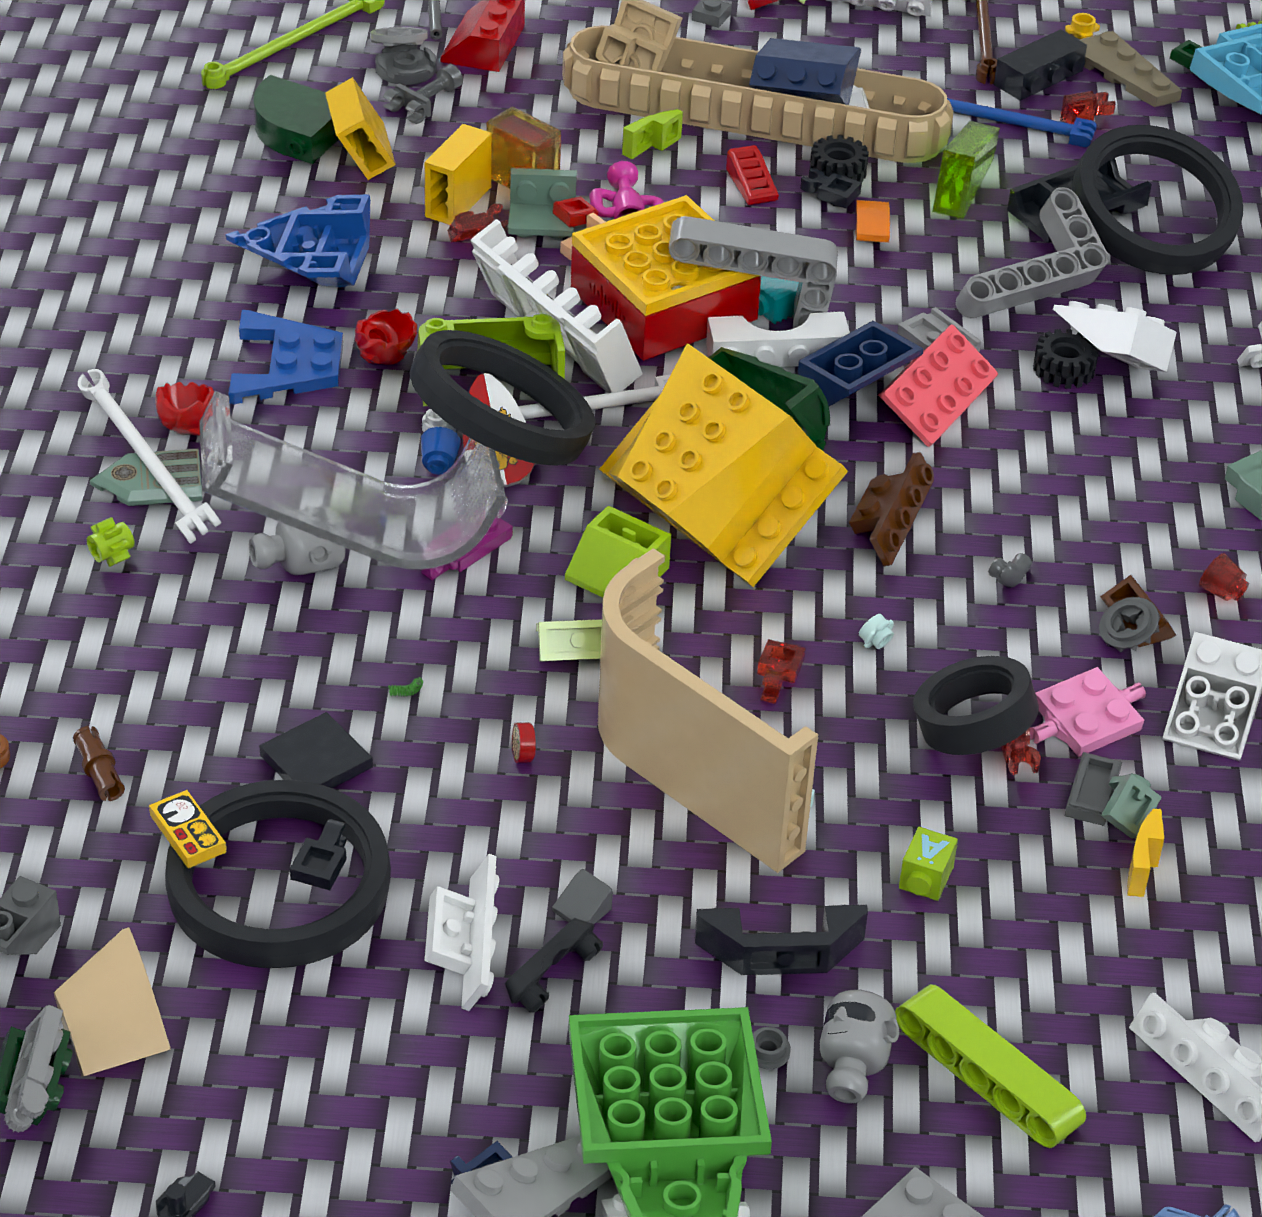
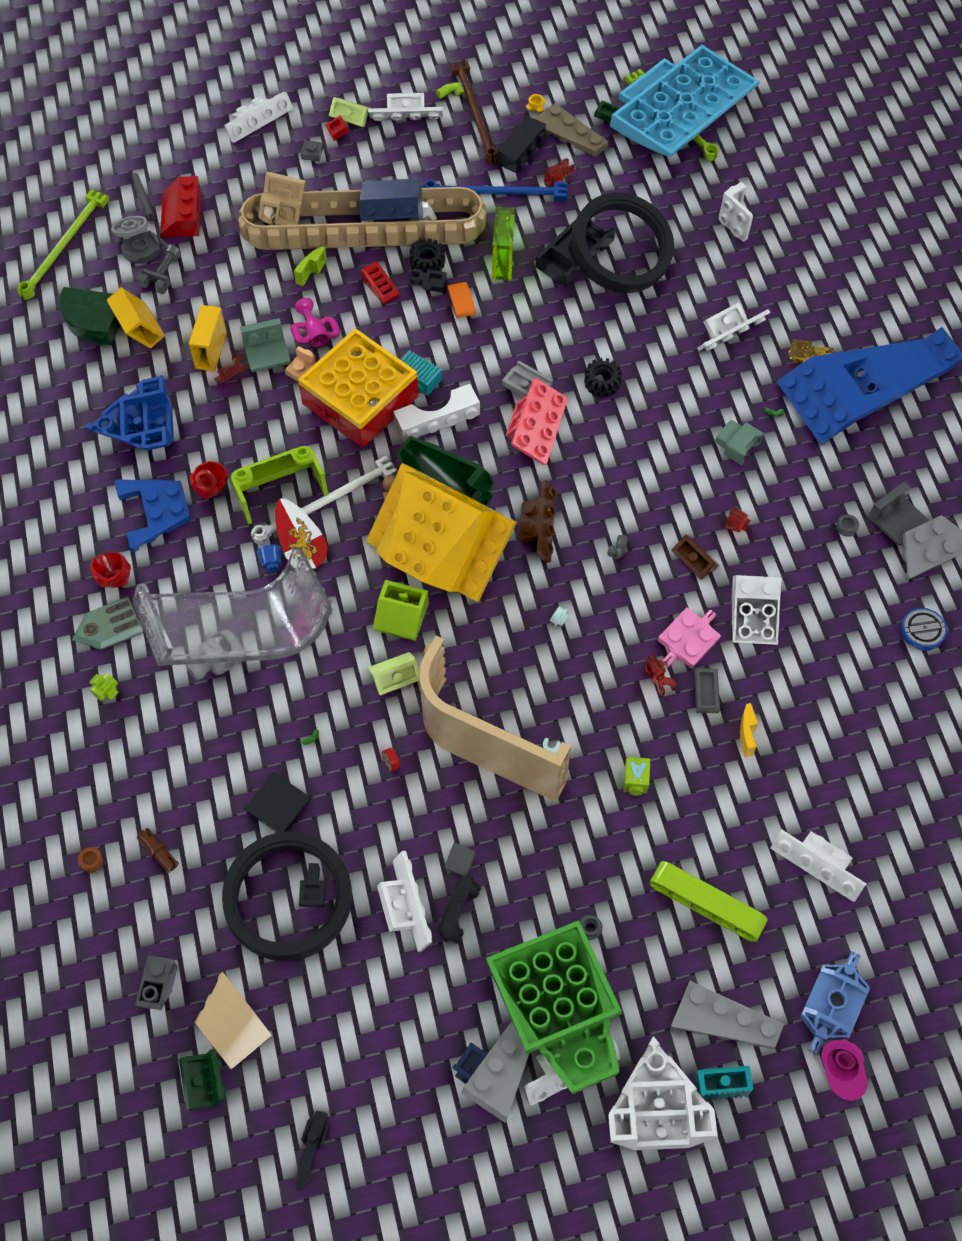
camera: 15 degrees left, 20 degrees up
(33, 1072) = (206, 1084): light grey hinge -> none
(187, 829) = (229, 890): tile -> none
(193, 516) = (146, 653): white hinge -> none
(488, 425) = (290, 550): black tyre -> none
(522, 143) = (240, 306): clear yellow piece -> none
(573, 211) = (286, 345): red tile -> none
(602, 356) = (277, 419): white window -> none
(761, 253) = (439, 364): light grey beam -> none
(764, 953) = (543, 859): black slope -> none
(779, 664) = (513, 657): clear red plate -> none
(856, 1041) = (636, 911): light grey piece -> none
(857, 360) = (490, 424): dark blue slope -> none
(980, 730) = (646, 678): black tyre -> none
(1074, 265) = (573, 316): light grey beam -> none
(1123, 335) = (630, 356): white slope -> none
(1130, 803) = (732, 700): sand green bracket -> none
(1131, 610) = (685, 571): dark grey gear -> none

